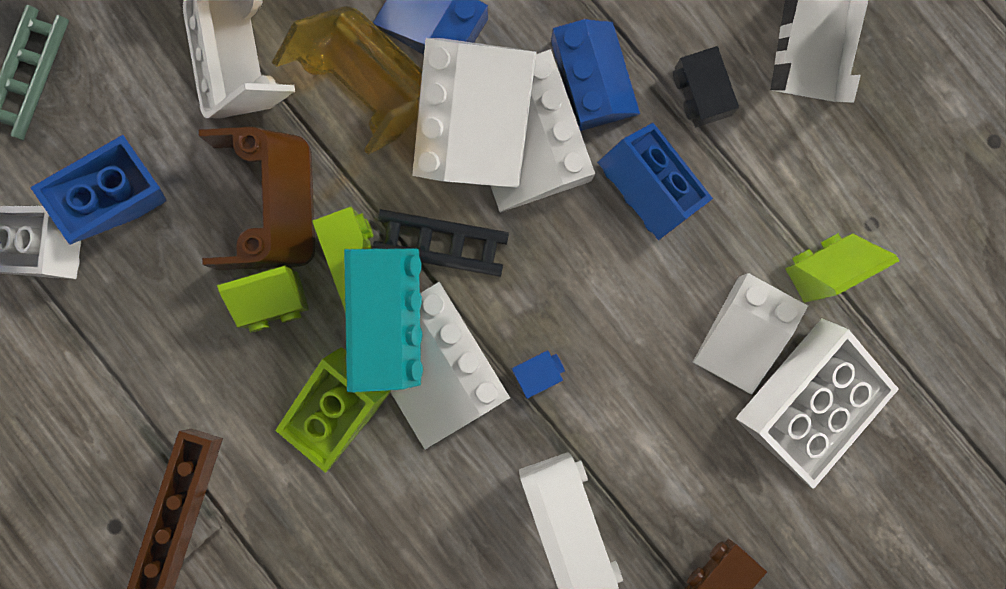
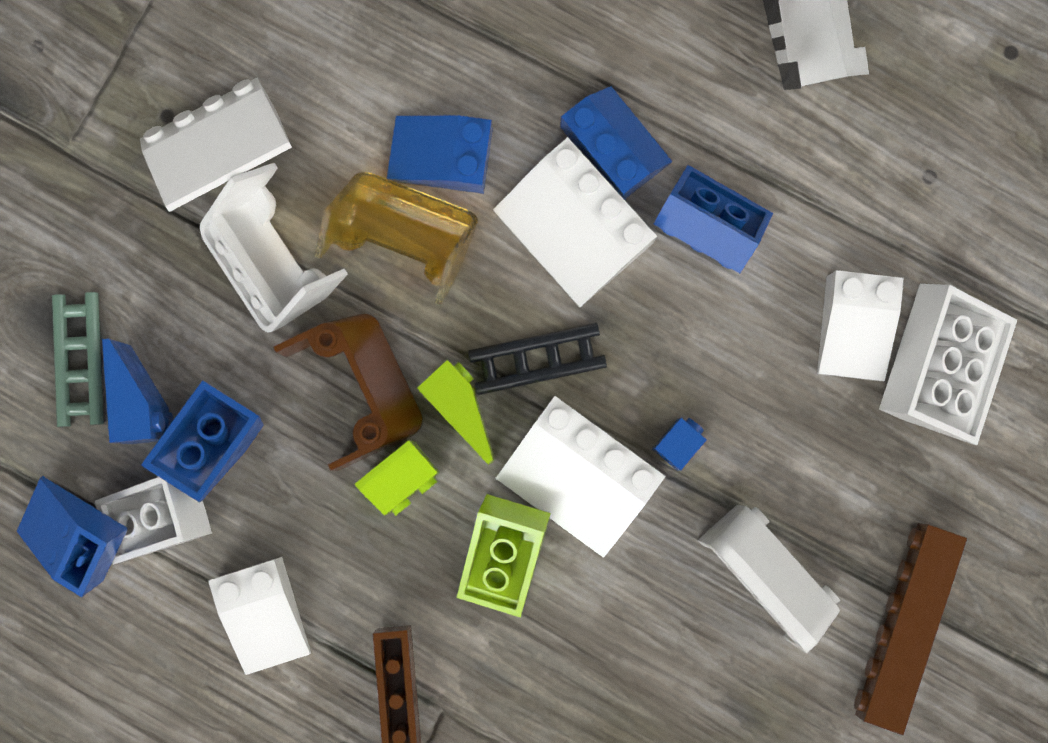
camera: 15 degrees left, 0 degrees up
(53, 122) = (133, 402): none -> blue slope
(88, 371) = (260, 615): none -> white slope
(382, 319) = (520, 451): teal slope -> none
(473, 112) = (521, 226): white slope -> none
(705, 87) = (723, 112): black brick -> none
(837, 266) = (915, 230): lime slope -> none

